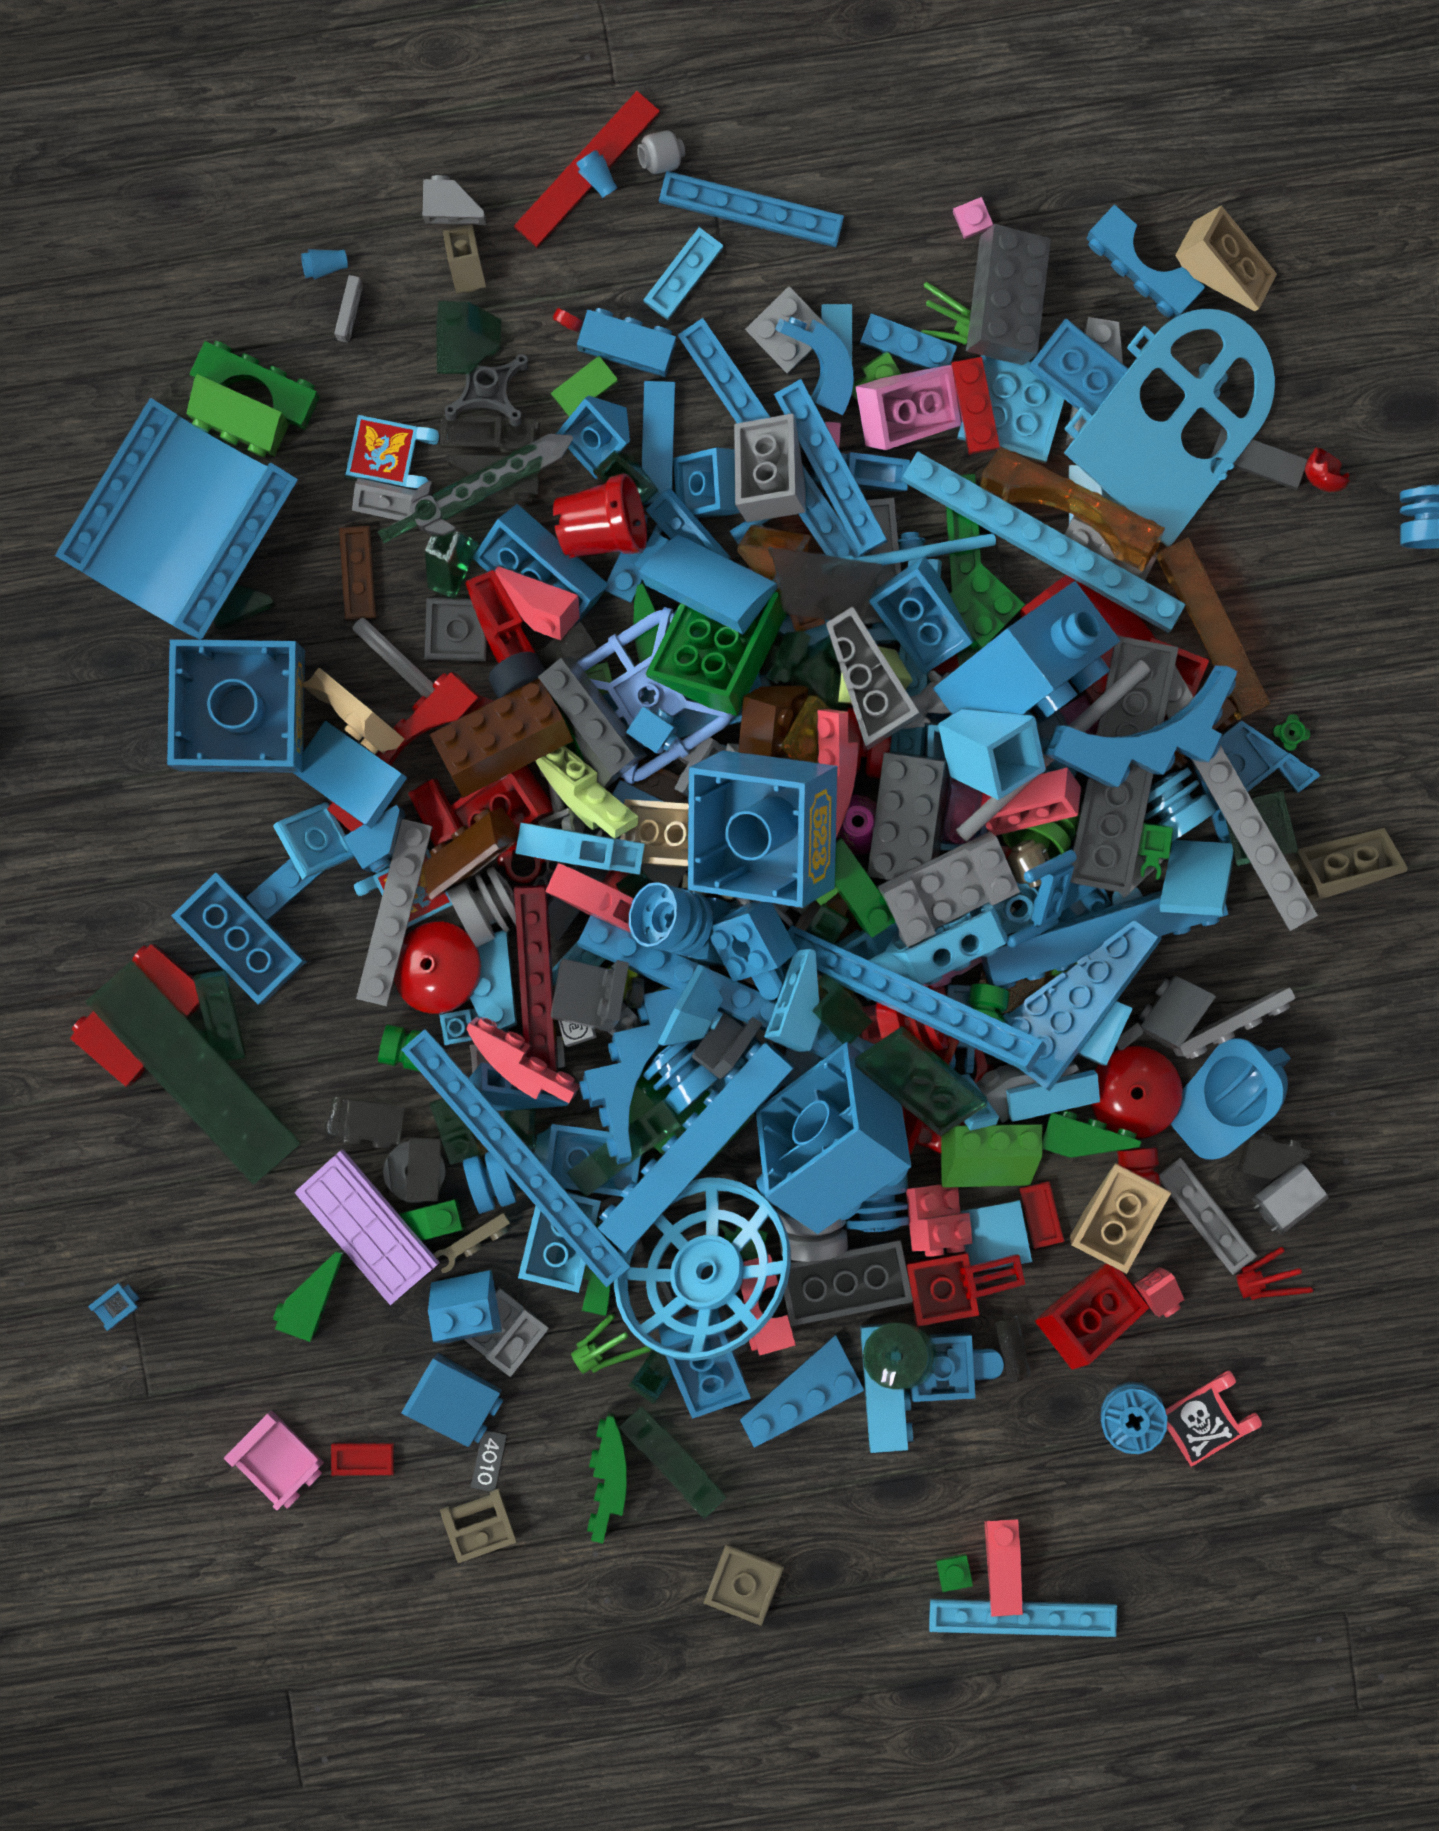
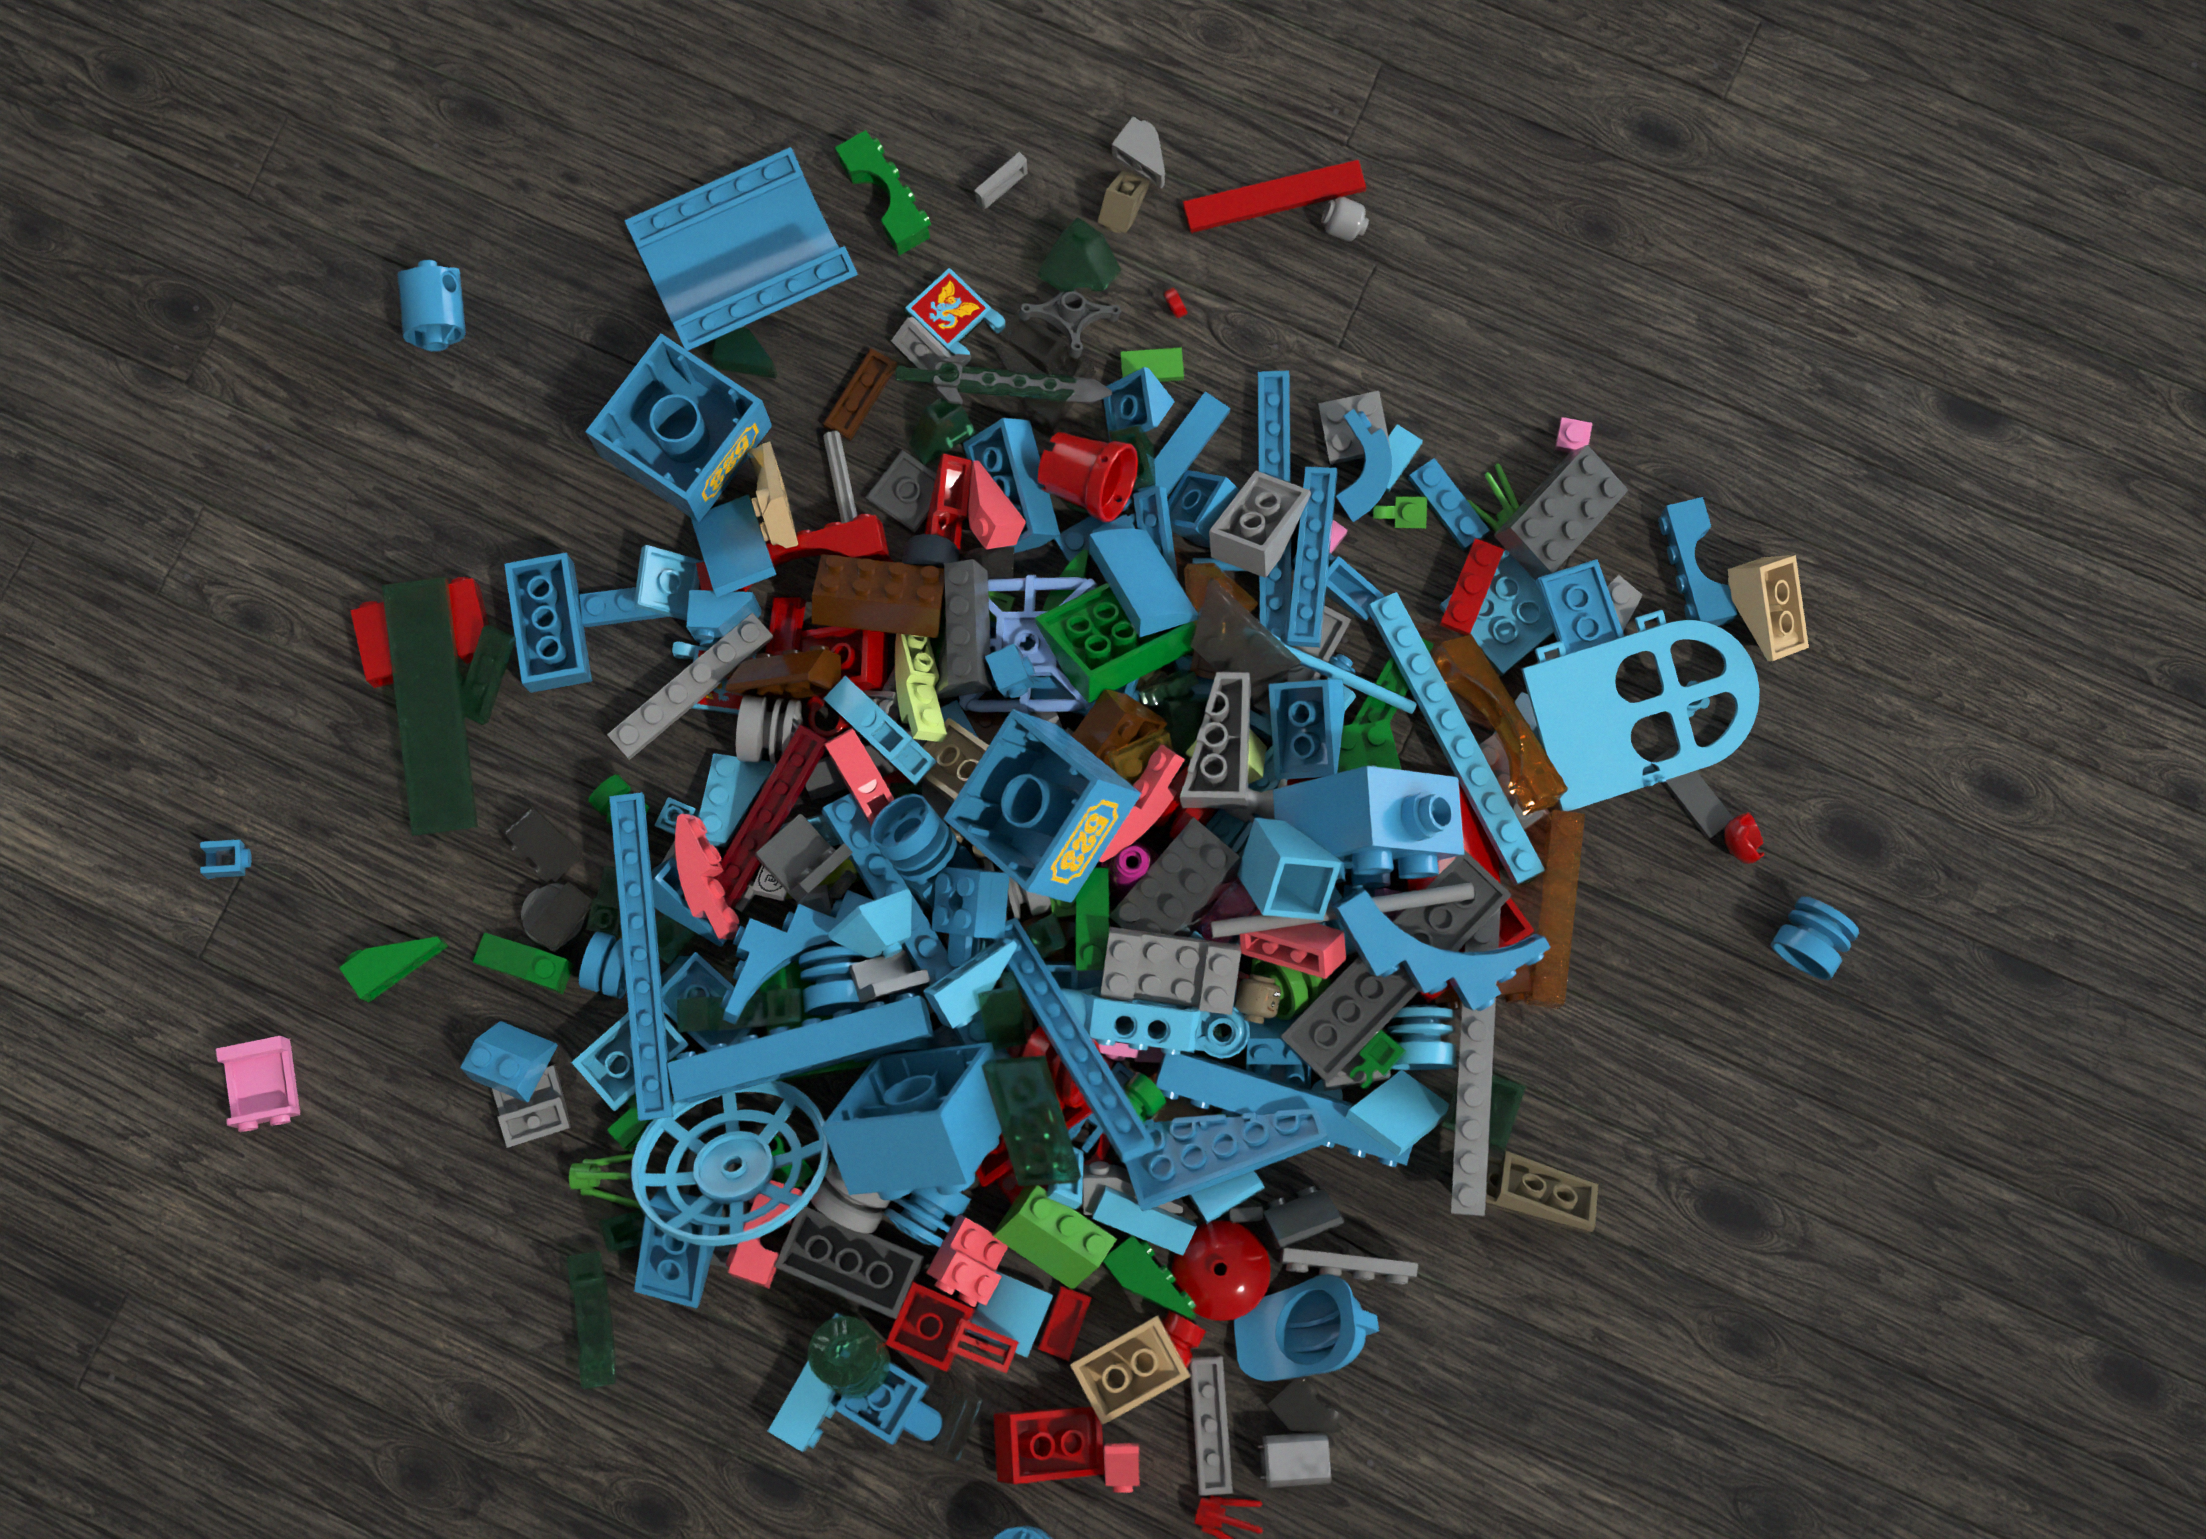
camera: 35 degrees right, 10 degrees down
(236, 417) = (849, 205): bright green slope -> none
(323, 262) = (1005, 132): dark azure cone -> none
(362, 1459) = (333, 1134): red tile -> none
(366, 1227) = (479, 935): lavender piece -> none
(452, 973) = (702, 765): red dish -> none
(453, 1401) = (442, 1133): dark azure slope -> none
(470, 1243) = (558, 1007): dark tan plate -> none
(480, 1536) = (384, 1271): dark tan plate -> none
(488, 1461) = (438, 1210): dark grey sticker -> none
(596, 172) = (1279, 199): dark azure cone -> none
(610, 1465) = (537, 1287): green slope -> none
(627, 342) = (1212, 351): dark azure brick -> none
(683, 273) = (1297, 327): medium azure plate -> none
(743, 1584) = (576, 1474): dark tan plate -> none
(751, 209) = (1390, 313): dark azure tile -> none
(808, 1391) = (755, 1340): dark azure wing -> none
(908, 407) = (1414, 552): bright pink slope -> none
(1048, 905) = (1256, 1038): dark azure plate -> none
(1253, 760) = (1518, 1045): dark azure wing -> none
(1300, 732) = (1575, 1039): green plate -> none

